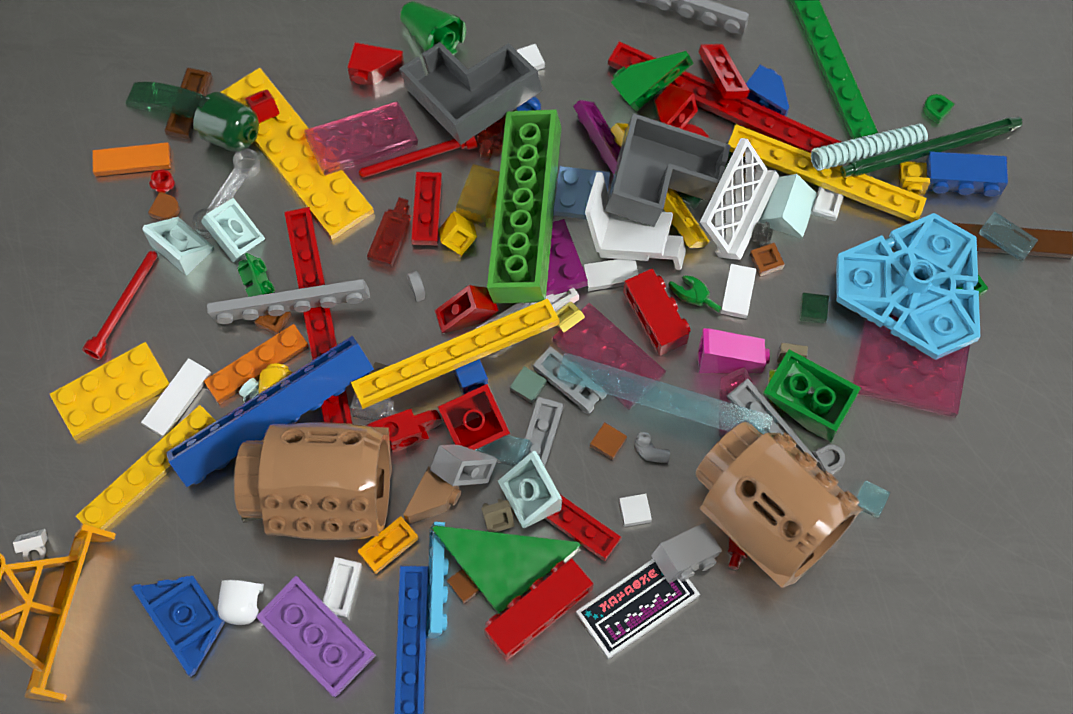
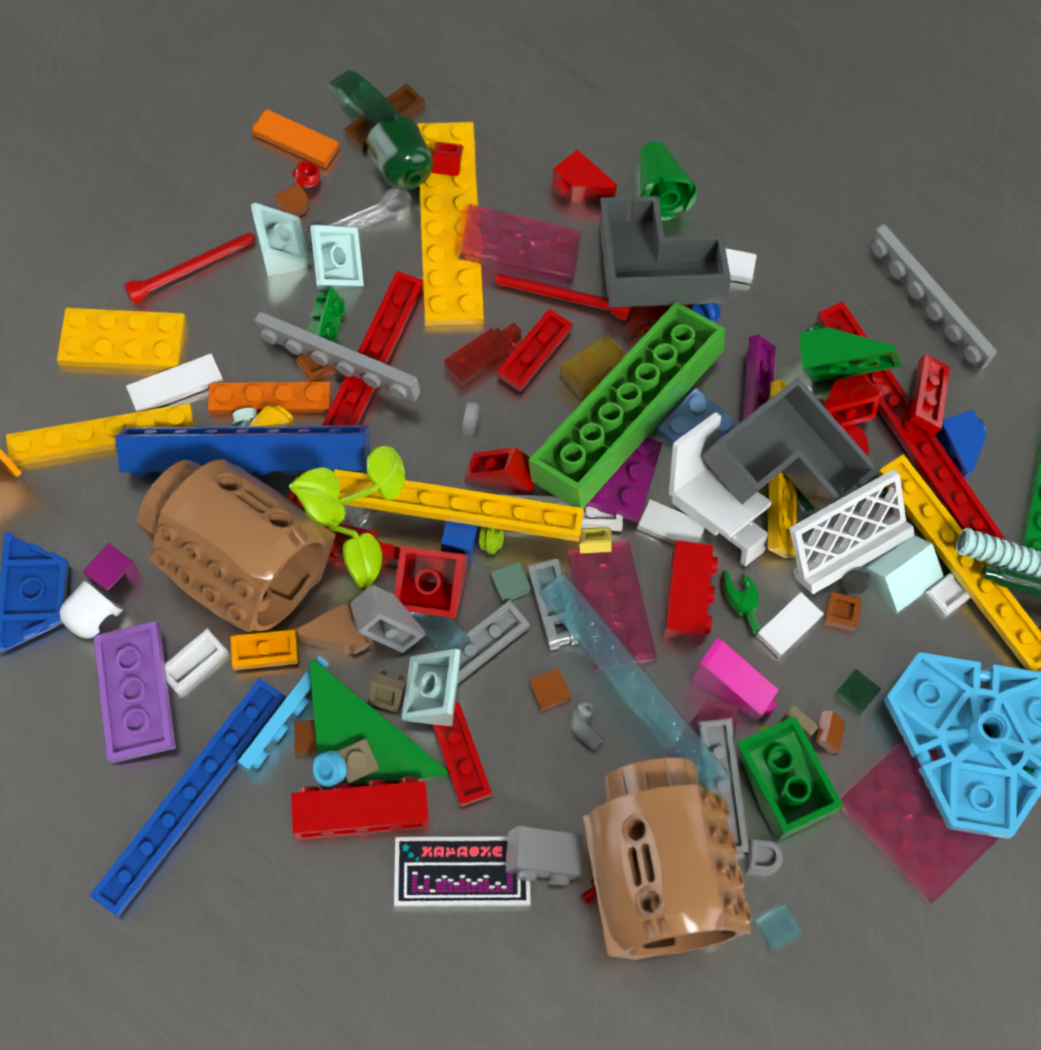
camera: 30 degrees right, 0 degrees up
(232, 560) = (110, 567): none -> magenta panel
(368, 407) = (319, 493): none -> lime plant
(457, 233) = (547, 392): yellow panel -> none
(493, 363) = (491, 539): none -> lime plate
(498, 594) = (329, 768): none -> medium azure tile
(513, 576) = (358, 760): none -> dark tan plate
(635, 510) = (527, 776): white tile -> none
(816, 345) = (830, 731): none -> dark orange tile

